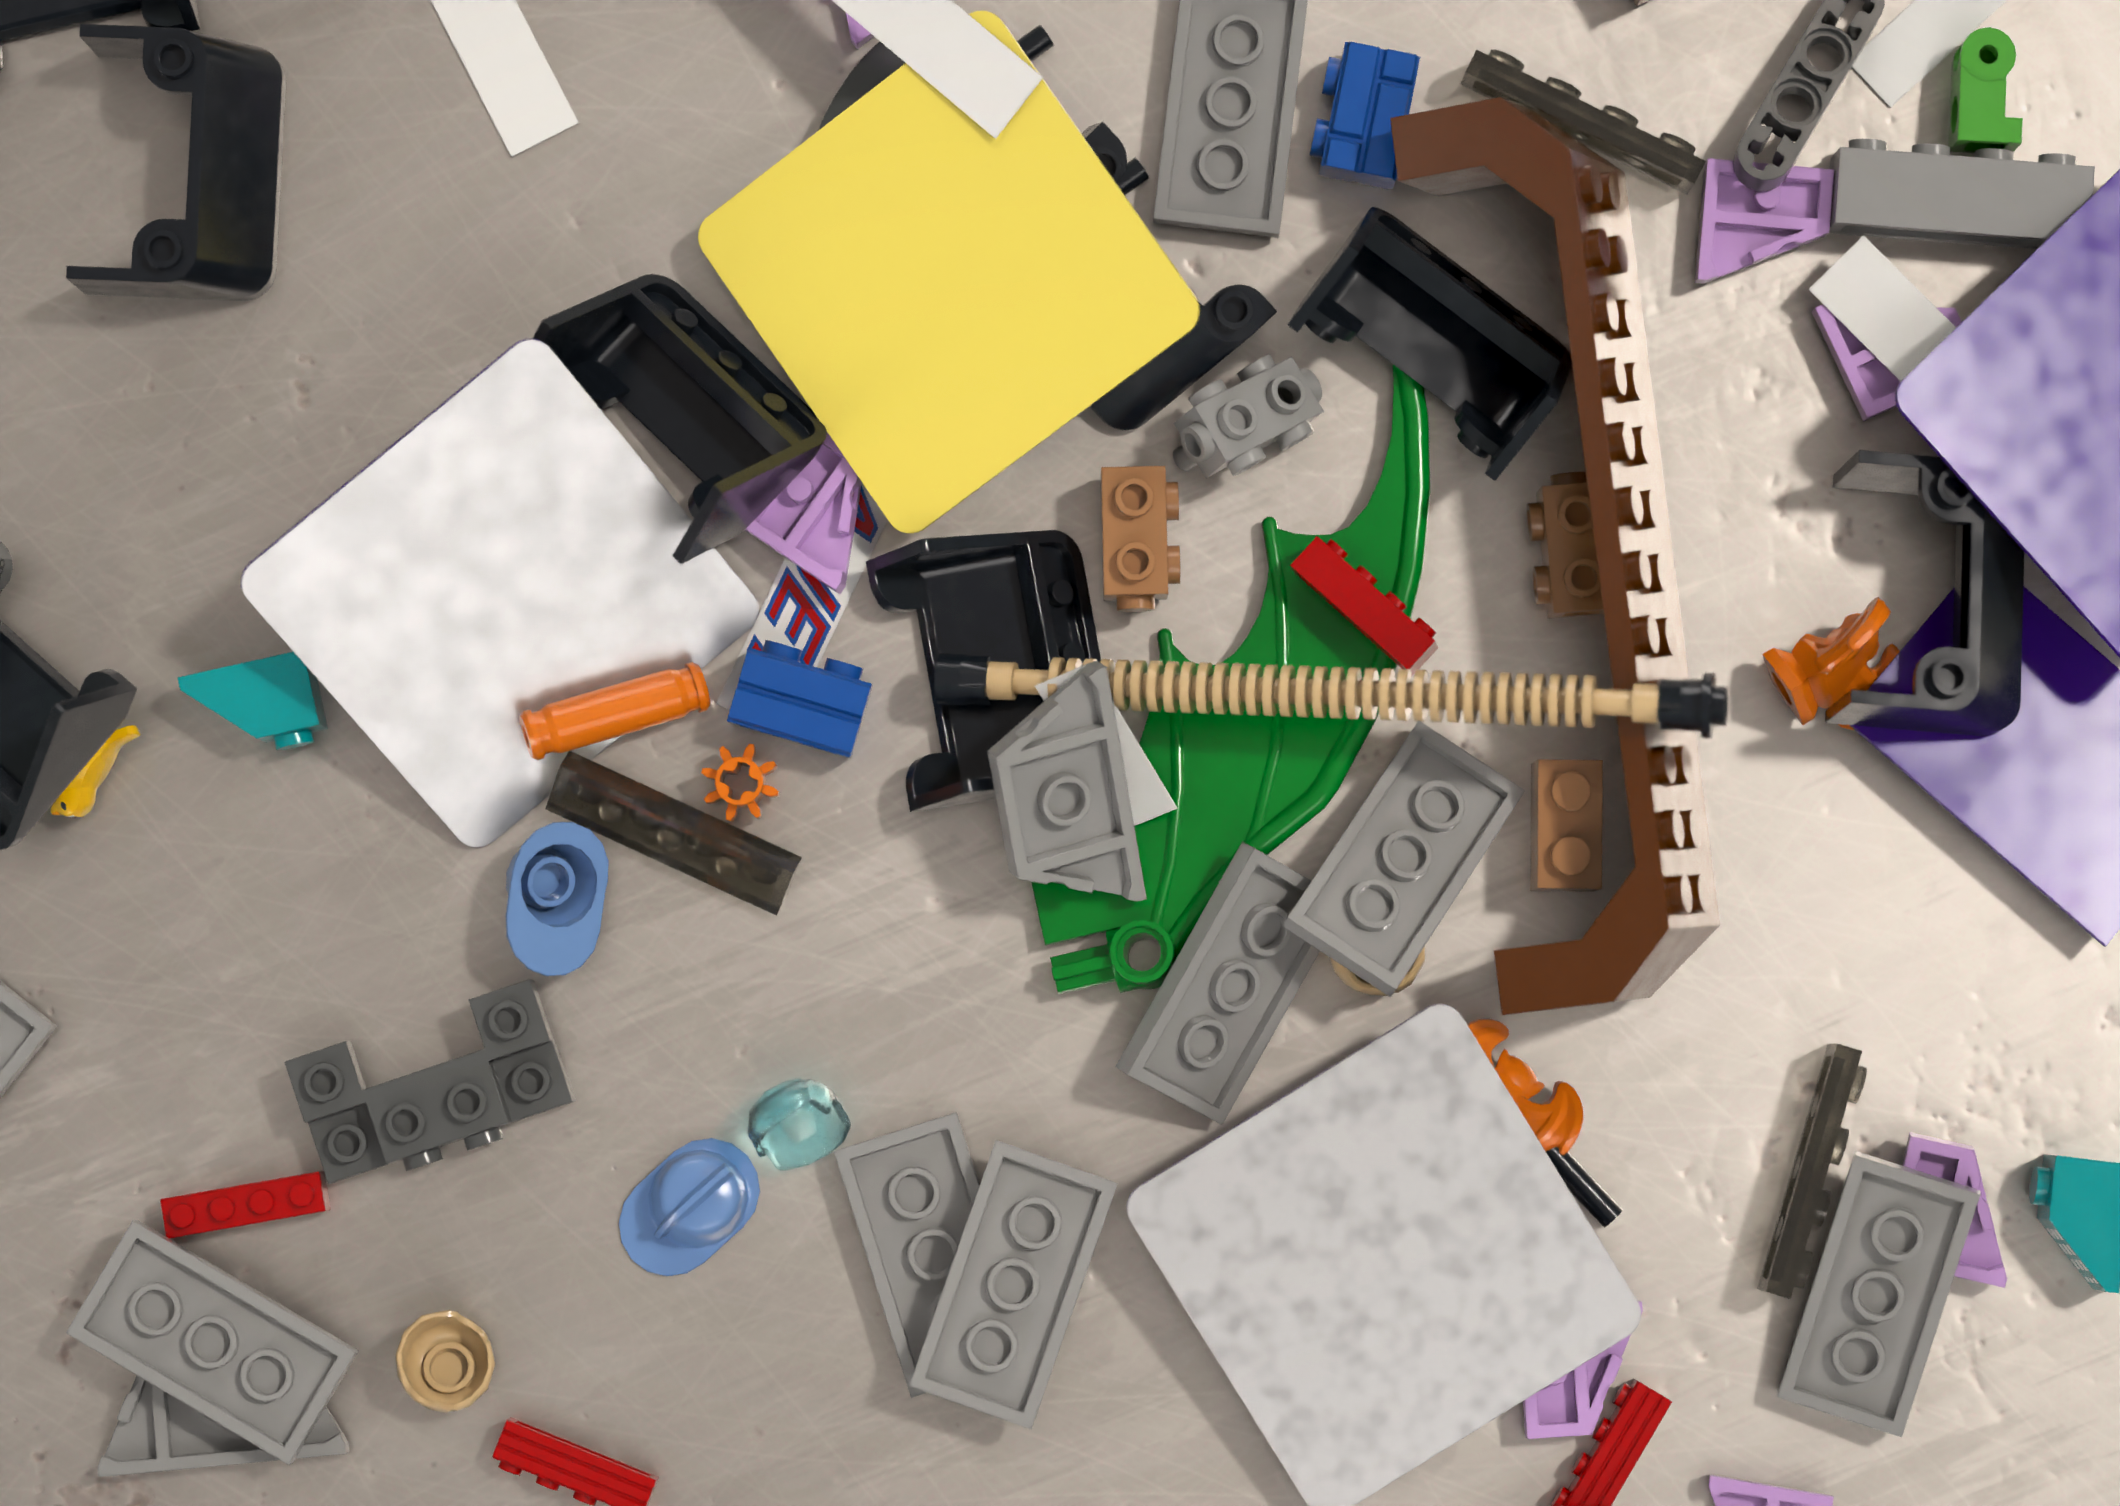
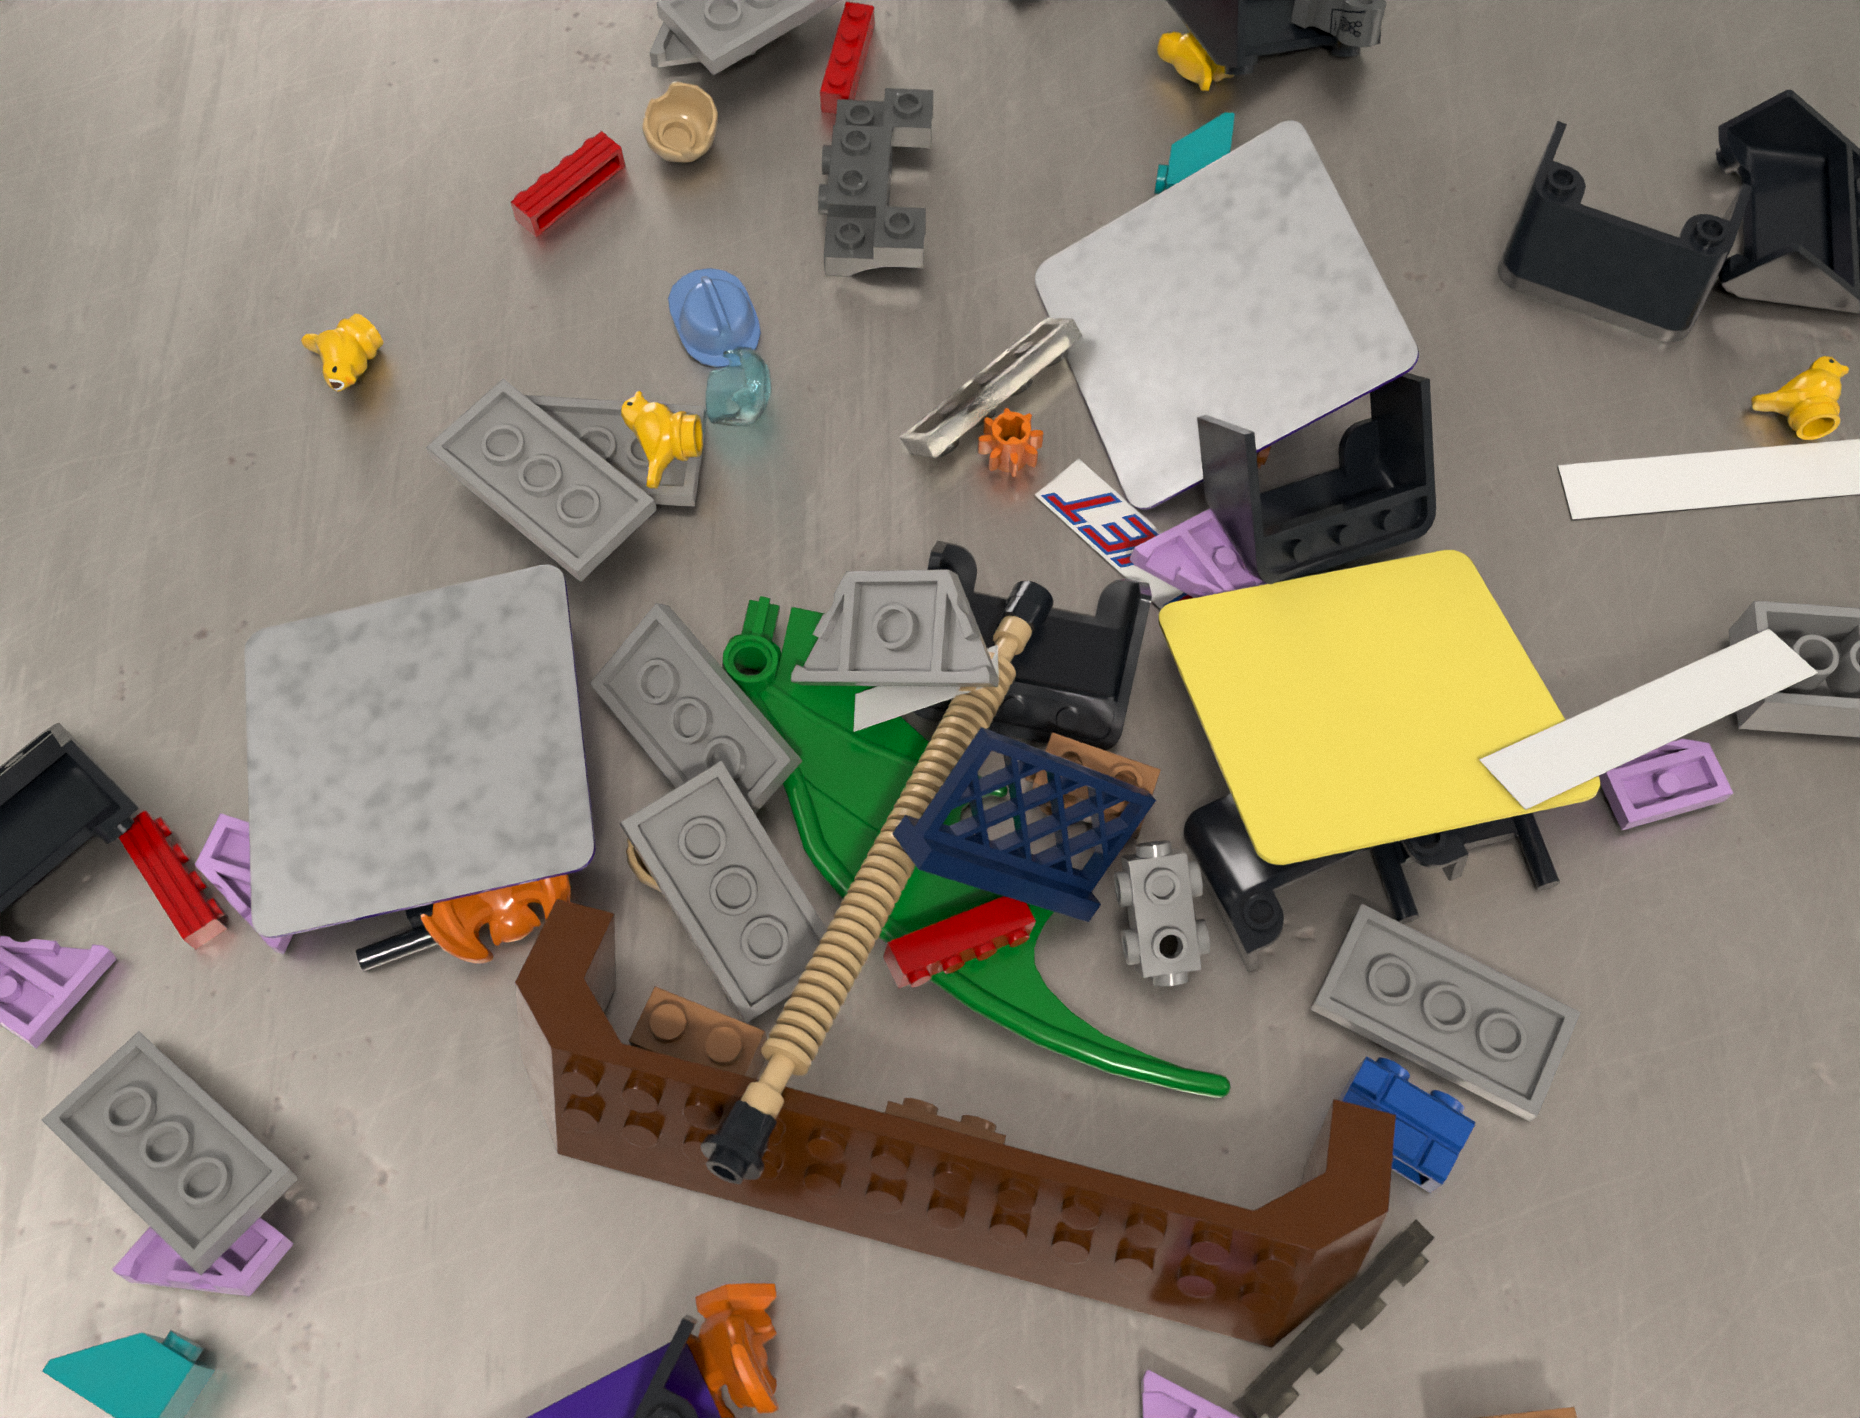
camera: 115 degrees right, 20 degrees down
(556, 898) = (974, 286): medium blue piece -> none
(614, 711) = (1100, 375): orange axle -> none
(800, 700) = (1056, 501): blue brick -> none
(904, 1173) = (662, 434): none -> yellow animal
(1254, 571) = (1007, 862): none -> dark blue fence
(1441, 332) = (1199, 1097): black windscreen -> none
(1820, 1144) = (323, 1158): clear smoke plate -> none

